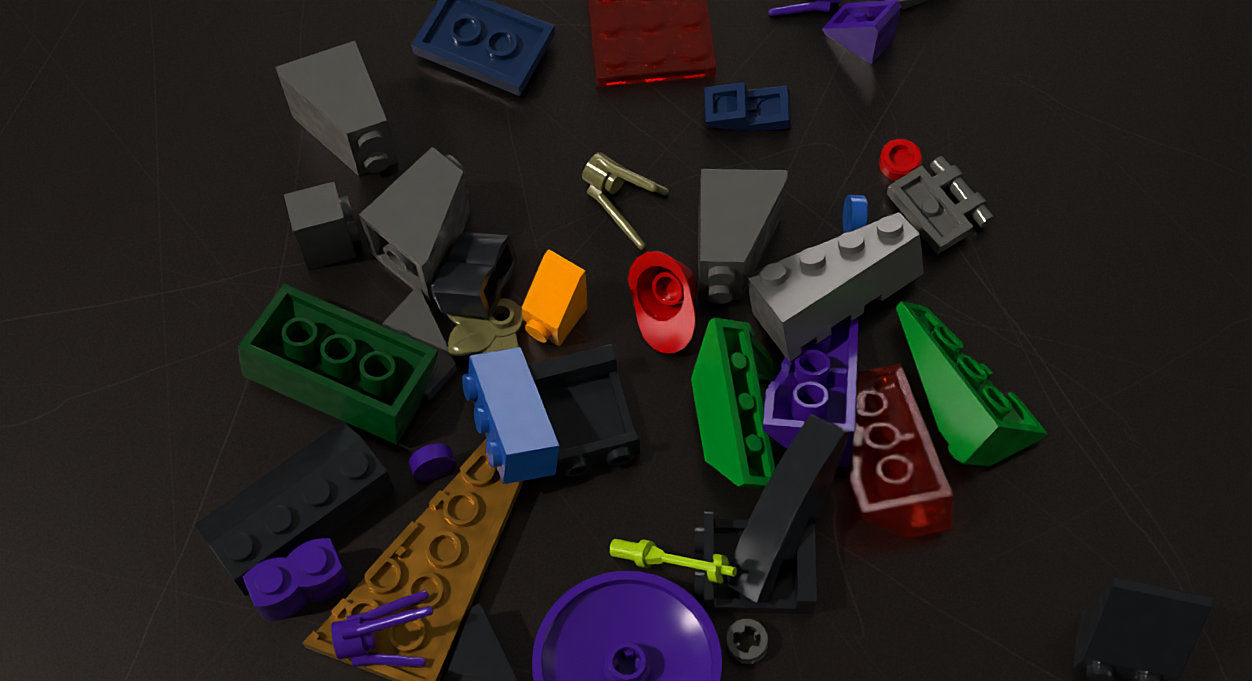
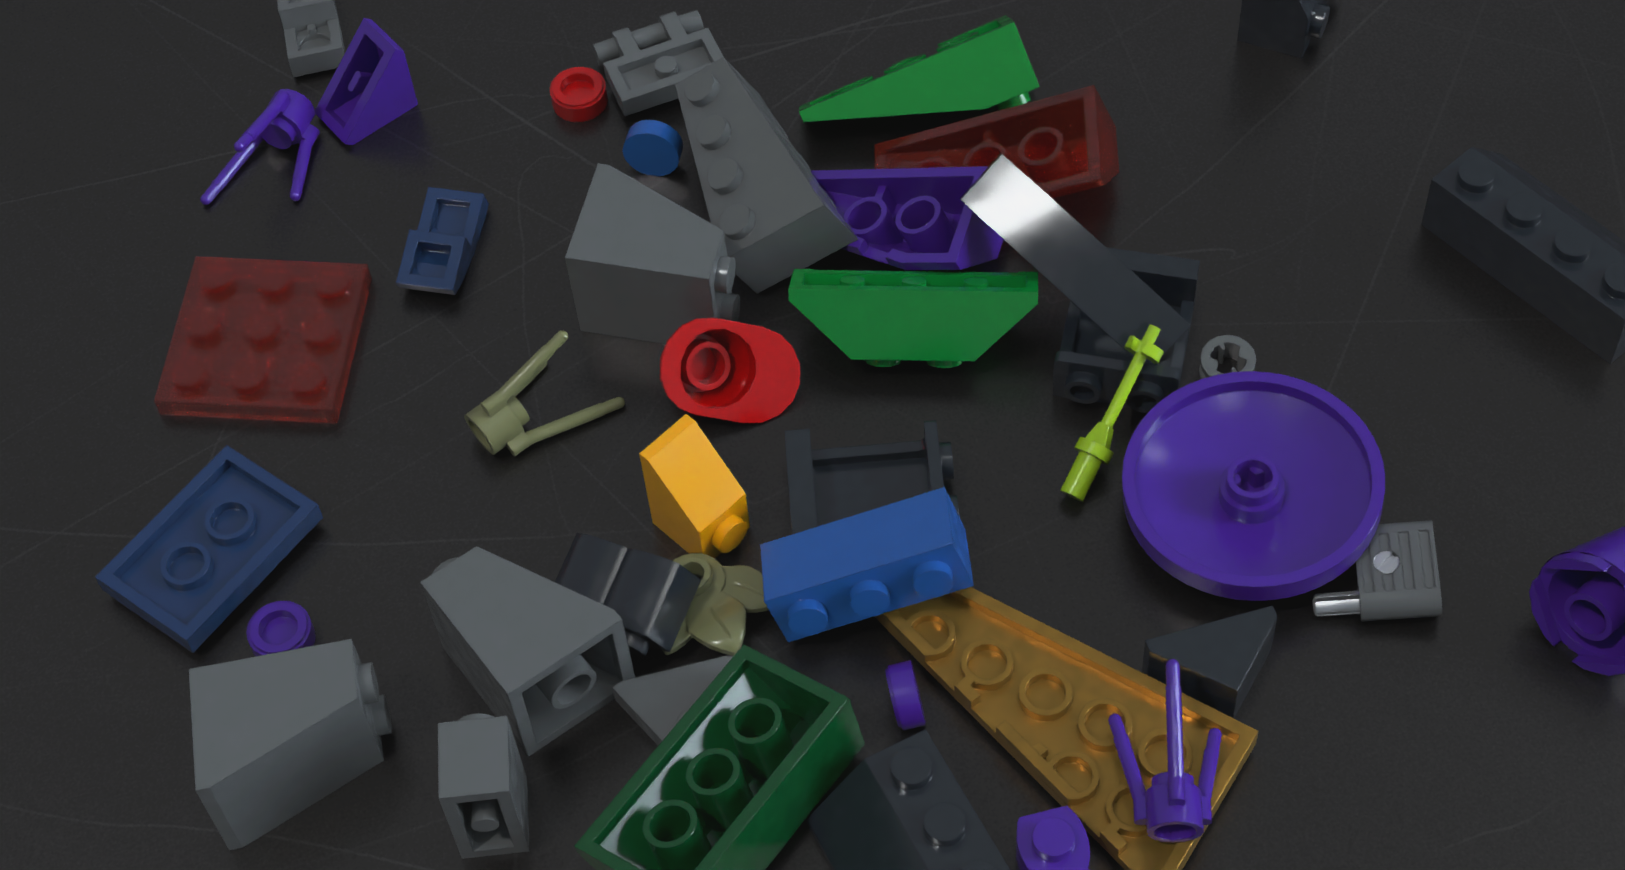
camera: 75 degrees left, 10 degrees down
(433, 96) = (280, 628): none -> dark purple tile

